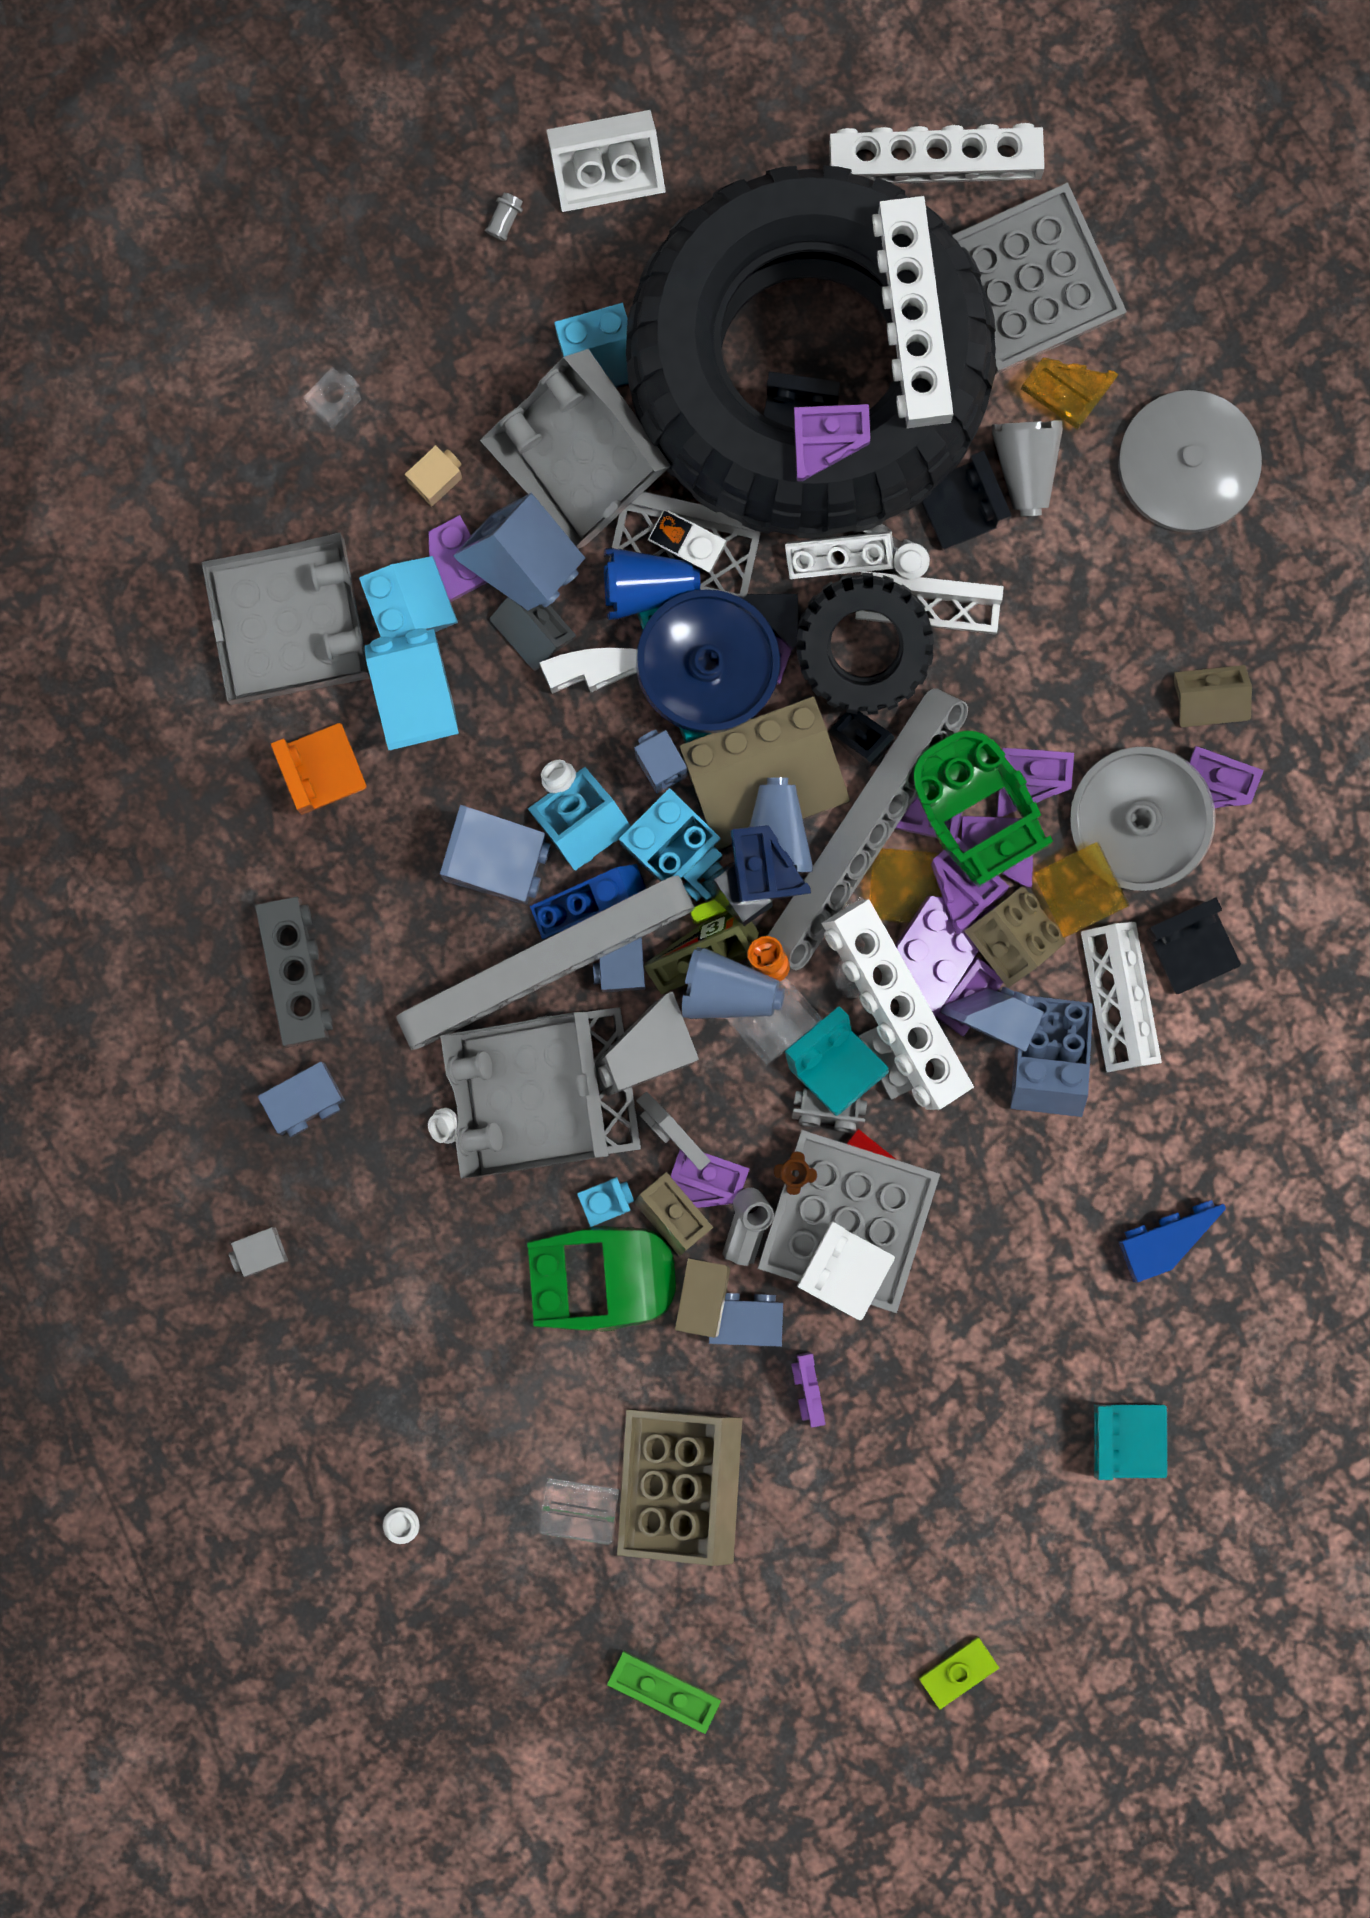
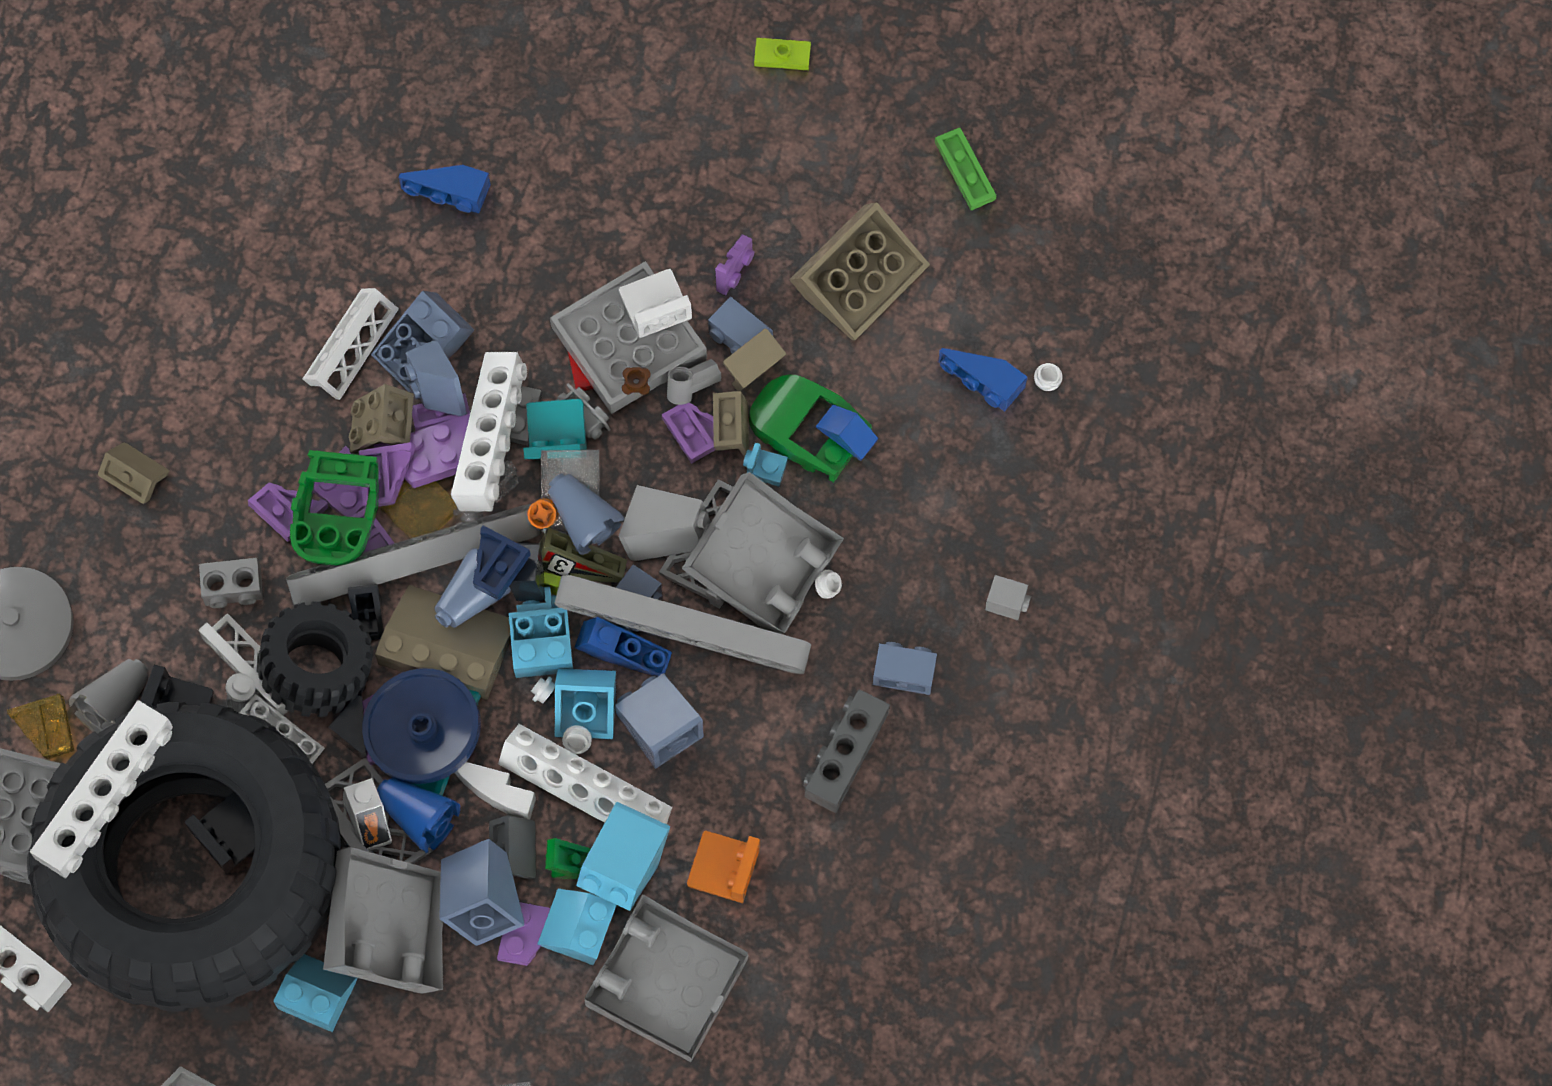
camera: 145 degrees left, 15 degrees down
(434, 474) = (490, 995): tan brick -> none
(452, 1476) = (990, 376): none -> blue slope
(467, 656) = (565, 858): none -> green slope
(517, 735) = (574, 777): none -> white brick
(549, 1296) = (848, 431): none -> blue slope
(579, 1511) = (931, 304): clear panel -> none
(631, 799) = (543, 689): none -> white plate
(660, 760) = (504, 691): sand blue brick -> none
(668, 1129) = (691, 465): light grey wing -> none
(828, 435) = (225, 757): medium lavender wing -> none
(1024, 667) = (231, 574): none -> light grey brick
(1081, 889) = (317, 420): clear yellow tile -> none
(1130, 1441) = (573, 98): teal bracket -> none
(1146, 814) = (242, 428): light grey dish -> none
(1193, 946) = (281, 337): black bracket -> none
(1228, 780) = (179, 420): medium lavender wing -> none

